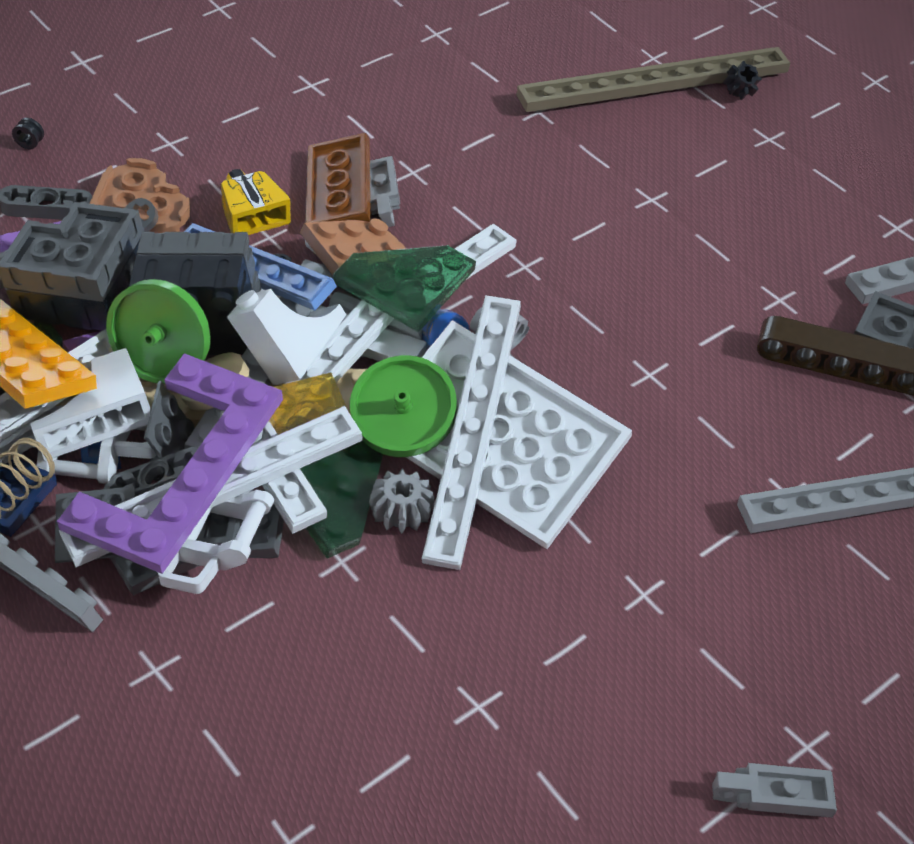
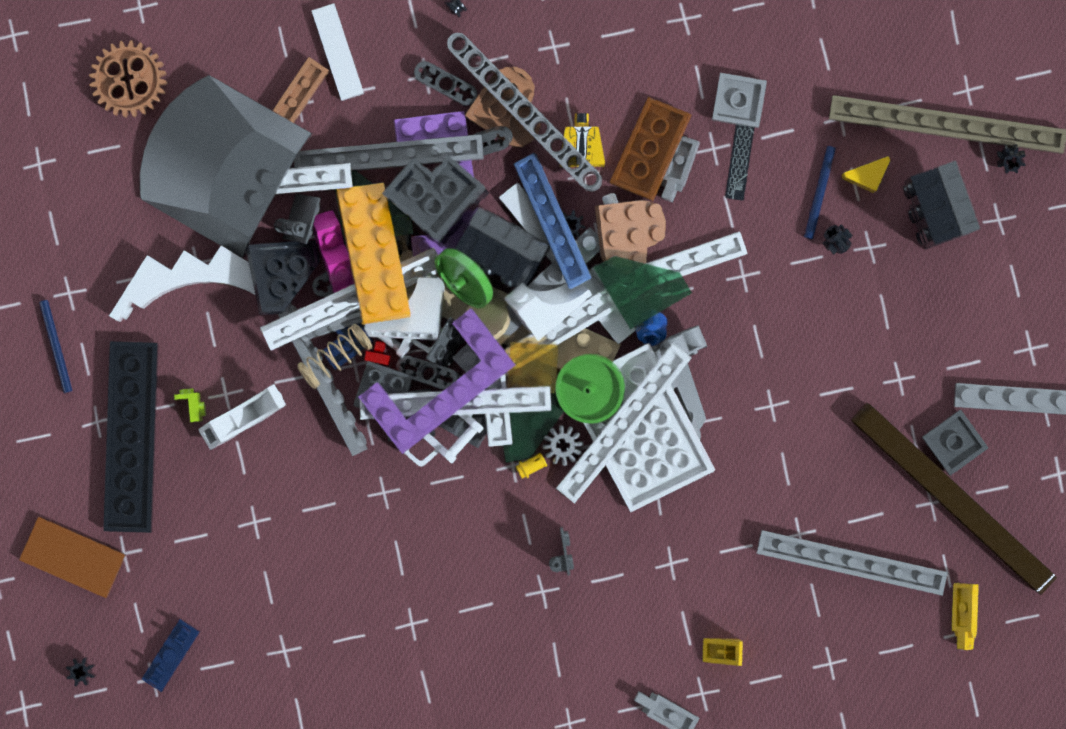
camera: 30 degrees right, 40 degrees up
(67, 483) = (378, 354): none -> red tile
(164, 176) = (519, 101): none -> light grey beam
(362, 549) = (531, 465): none -> yellow pin
(416, 120) = (739, 100): none -> light grey plate
(447, 167) = (739, 162): none -> black sticker
(486, 618) = (565, 561): none -> dark grey hinge
(561, 170) = (819, 193): none -> dark blue bar
(601, 135) = (868, 175): none -> yellow slope
(611, 191) = (837, 239): none -> black gear
(707, 111) = (940, 205): none -> black piece
(802, 662) = (722, 651): none -> yellow slope

